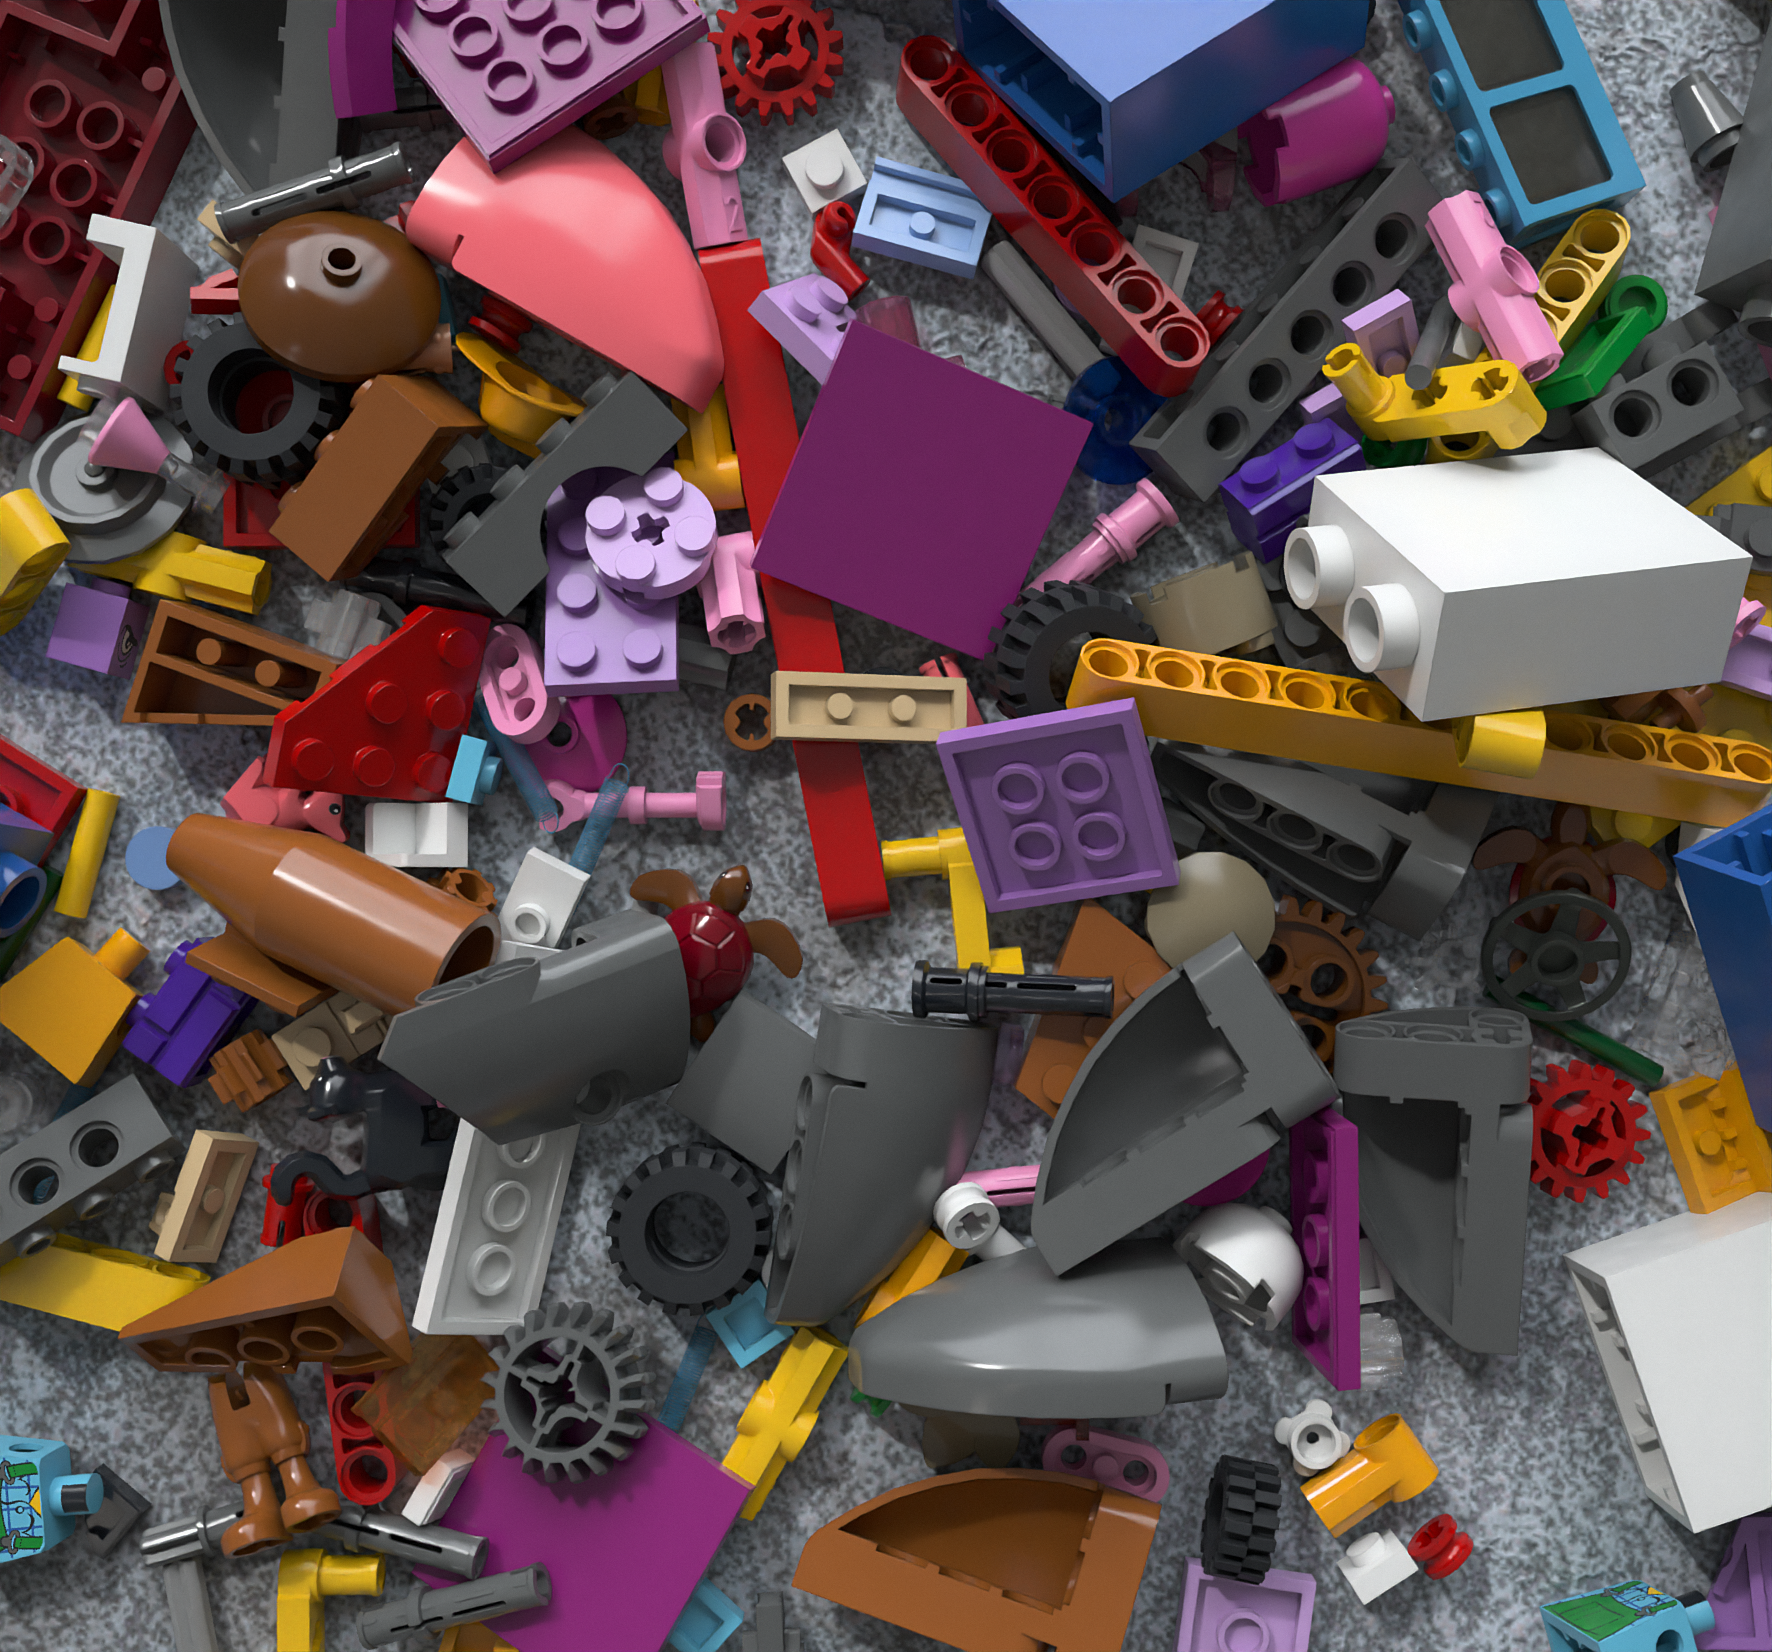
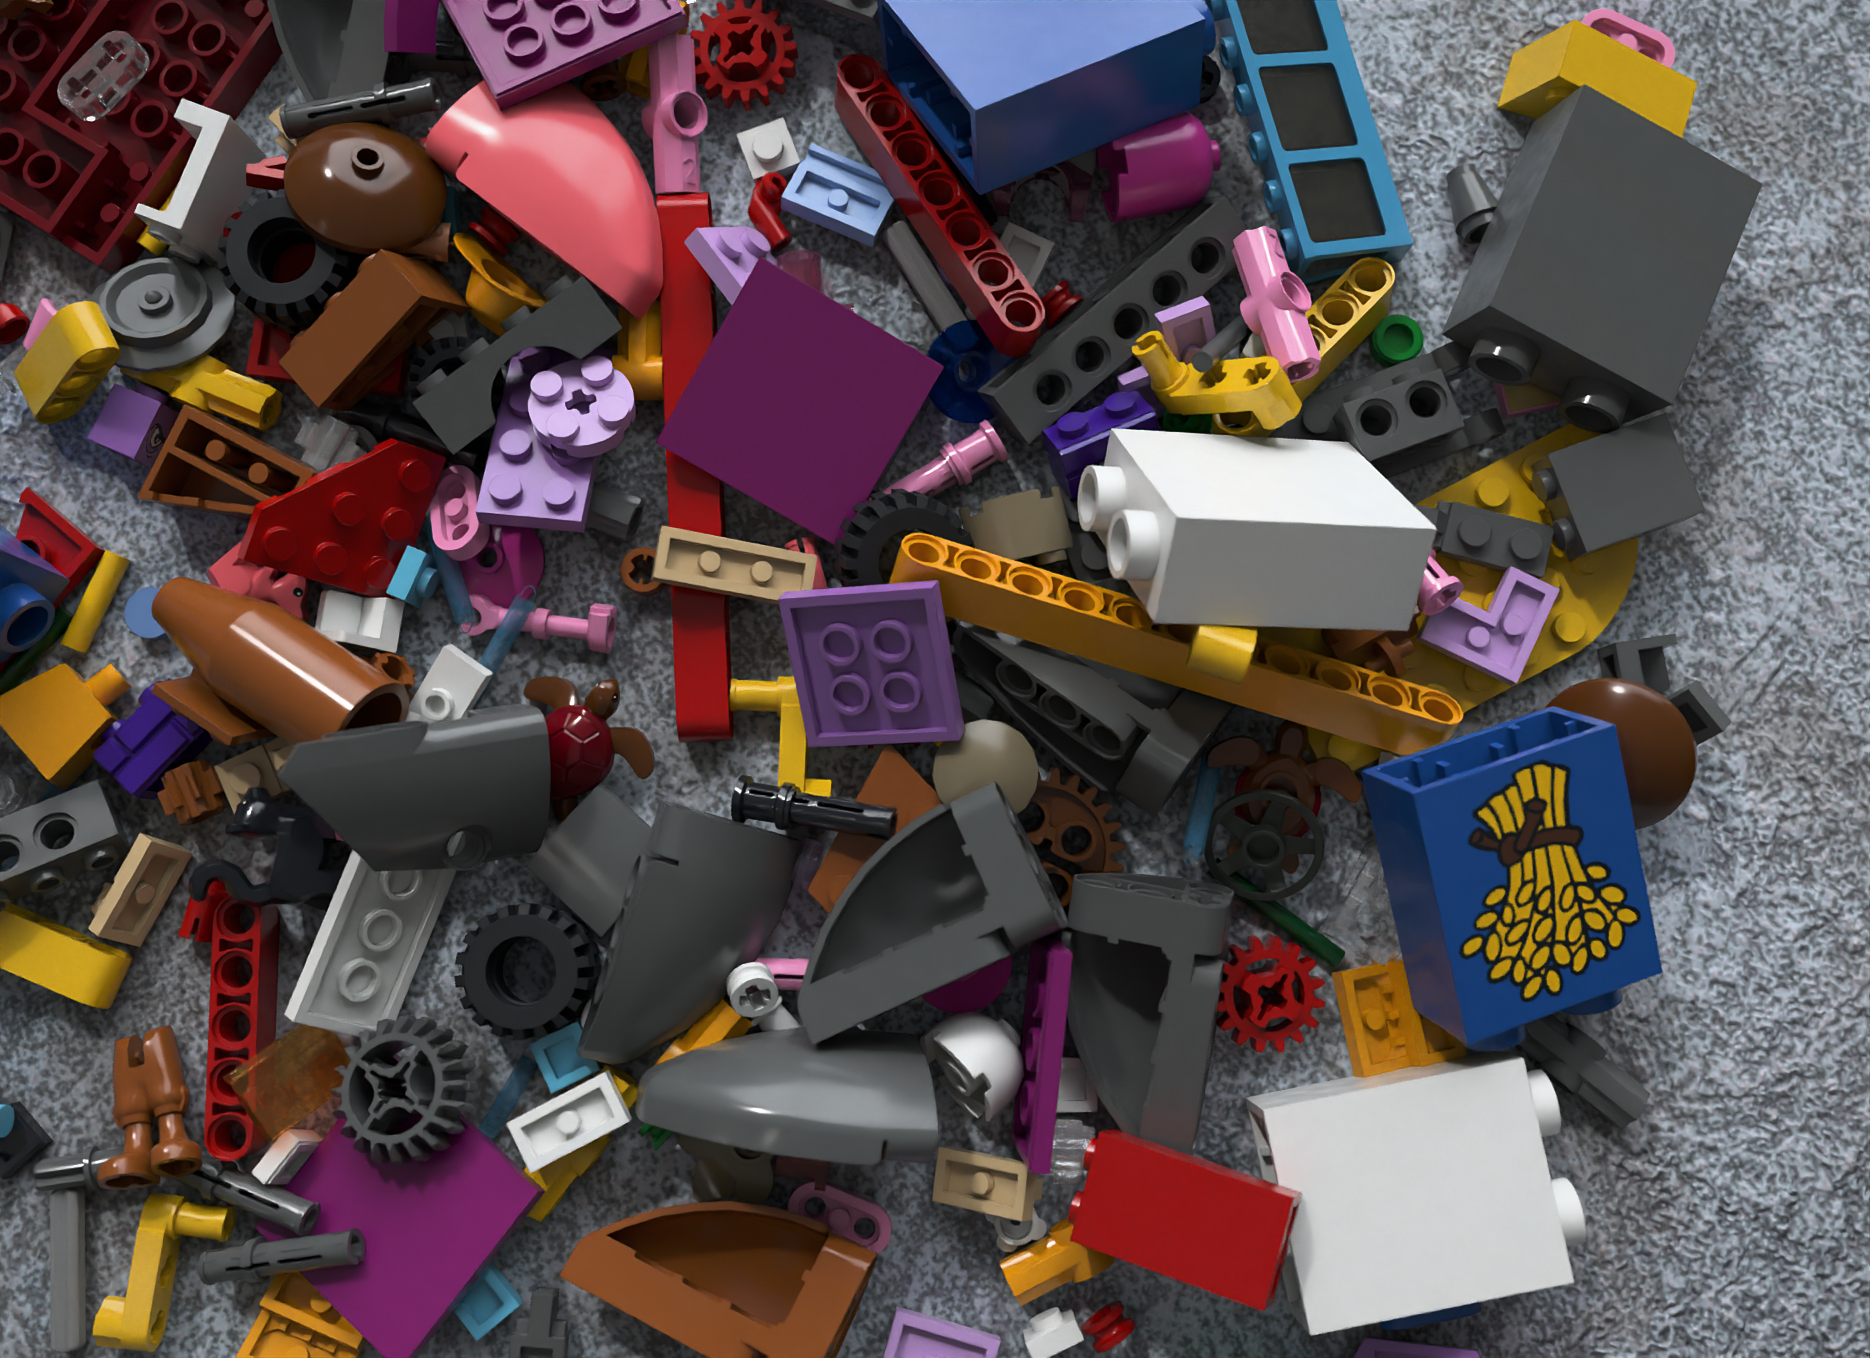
camera: 10 degrees right, 5 degrees down
(126, 440) = (180, 277): piece -> none
(305, 1302) = (198, 984): dark orange wedge -> none
(732, 595) = (640, 465): bright pink piece -> none
(773, 1403) = (569, 1121): none -> white plate
(1241, 1519) = (942, 1277): black tyre -> none
(1278, 1405) = (985, 1183): none -> tan hinge
(1475, 956) = (1208, 812): none -> dark azure piece
(1527, 1417) = (1184, 1217): none -> red brick
(1594, 358) = (1354, 373): green tile -> none

